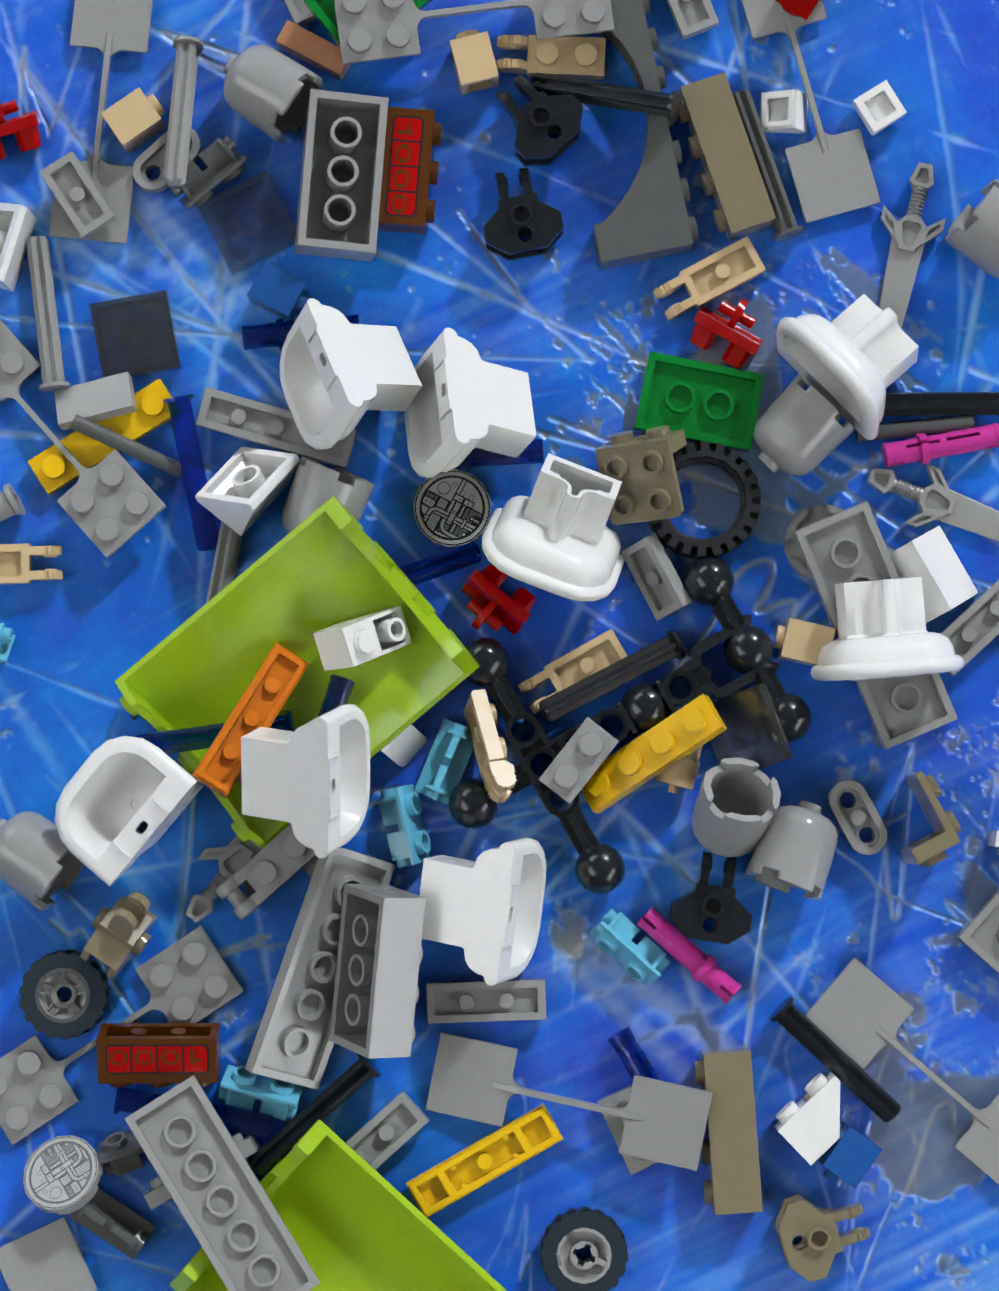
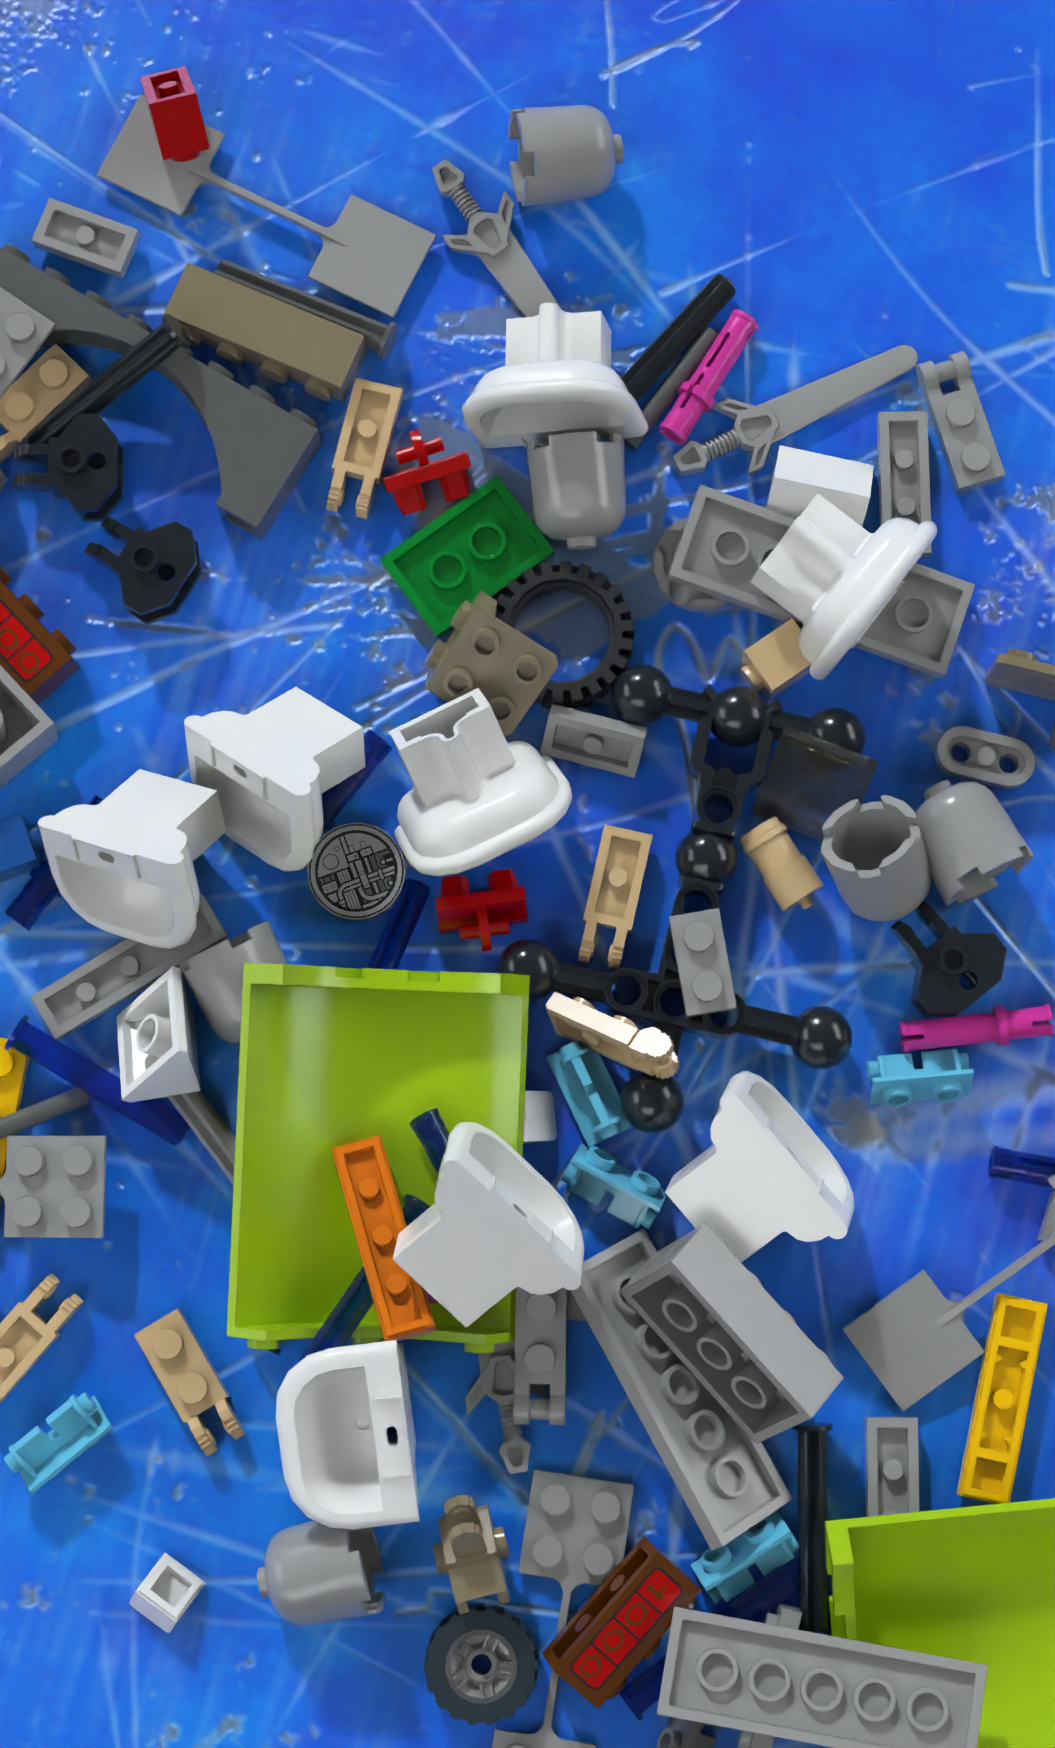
camera: 45 degrees left, 5 degrees down
(74, 679) = (188, 1376): none -> tan hinge
(362, 638) = (402, 1063): white slope -> none
(483, 1003) = (851, 1260): light grey plate -> none
(612, 677) = (651, 862): black axle -> none
(653, 753) = (757, 887): yellow plate -> none
(784, 111) = (273, 247): white slope -> none
(879, 108) = (349, 160): white plate -> none

